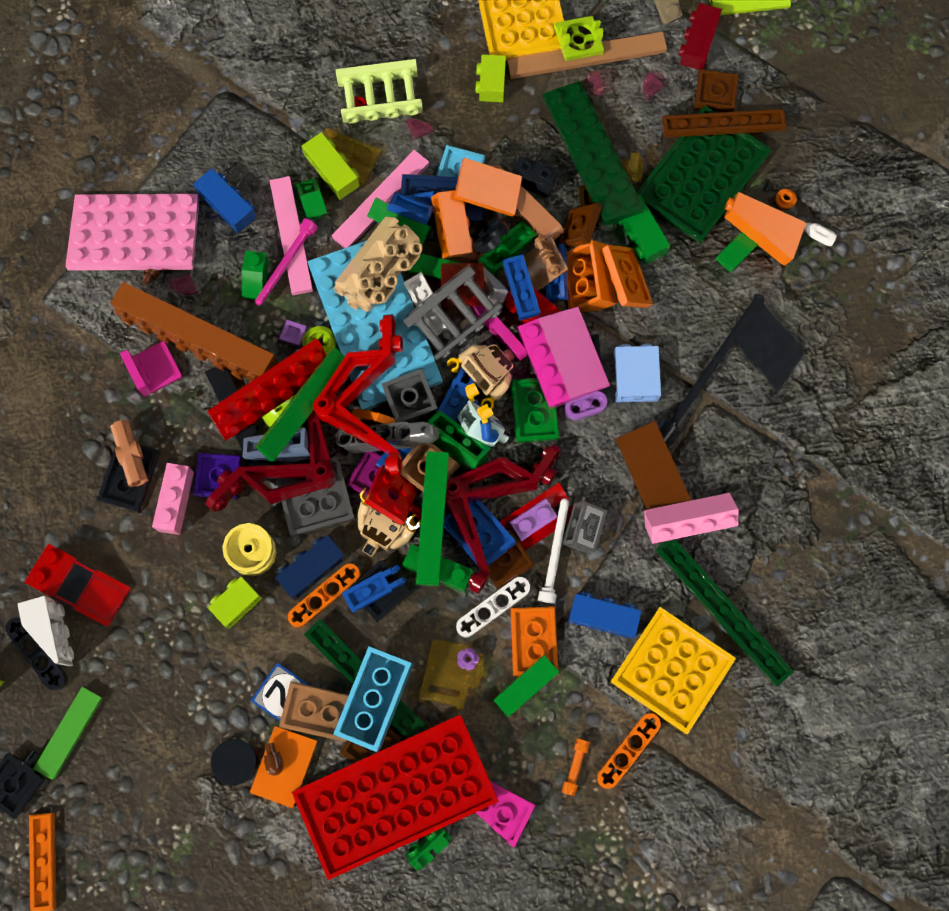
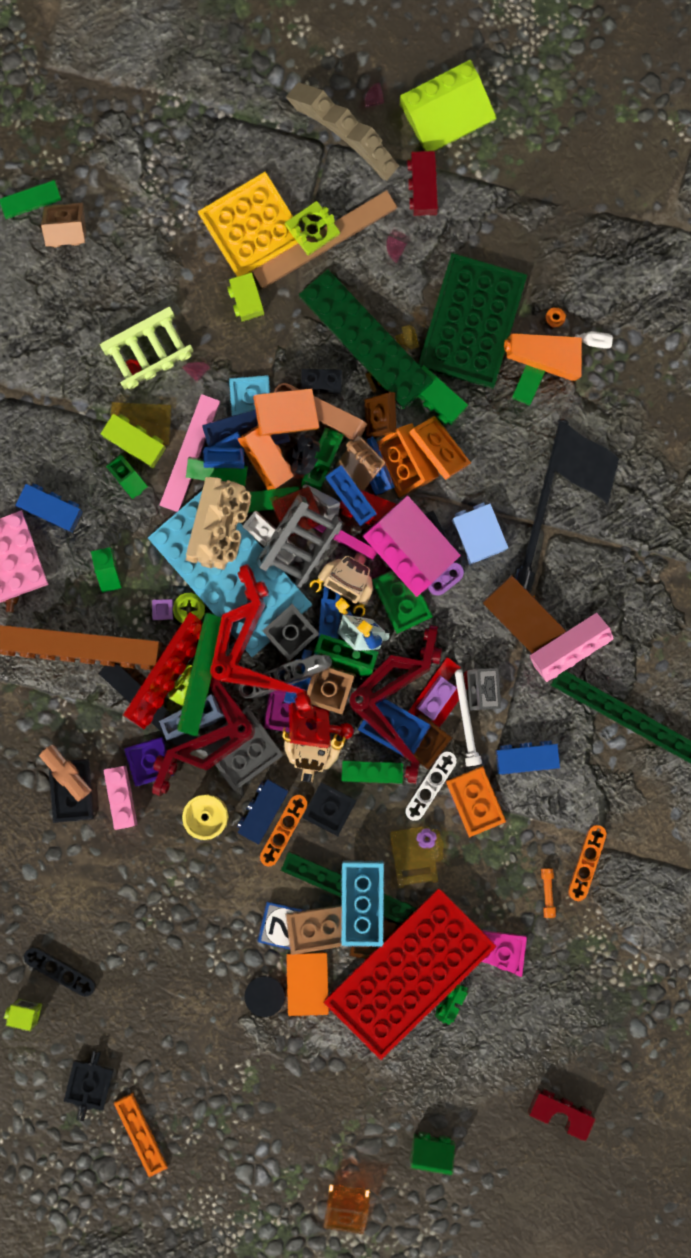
camera: 20 degrees left, 10 degrees up
(45, 623) = (60, 947): white slope -> none
(68, 733) = (116, 1025): bright green tile -> none
(77, 585) = (70, 901): red slope -> none
(152, 368) = (51, 688): dark pink bracket -> none
(184, 285) = (45, 600): clear pink tile -> none
(234, 602) = (210, 865): lime brick -> none
(273, 760) = (297, 983): reddish brown cylinder -> none
(289, 230) = (122, 517): bright pink tile -> none
(307, 229) = (135, 509): dark pink piece -> none
(372, 417) = (267, 662): orange tile -> none
(372, 589) = (323, 812): blue hinge -> none
(432, 518) = (353, 733): green tile -> none
(526, 685) = (483, 842): green tile -> none
(594, 77) = (339, 260): clear pink tile -> none
(673, 670) = (600, 782): yellow plate -> none
(716, 90) = (456, 232): reddish brown tile -> none
(723, 123) = (475, 265): reddish brown tile -> none

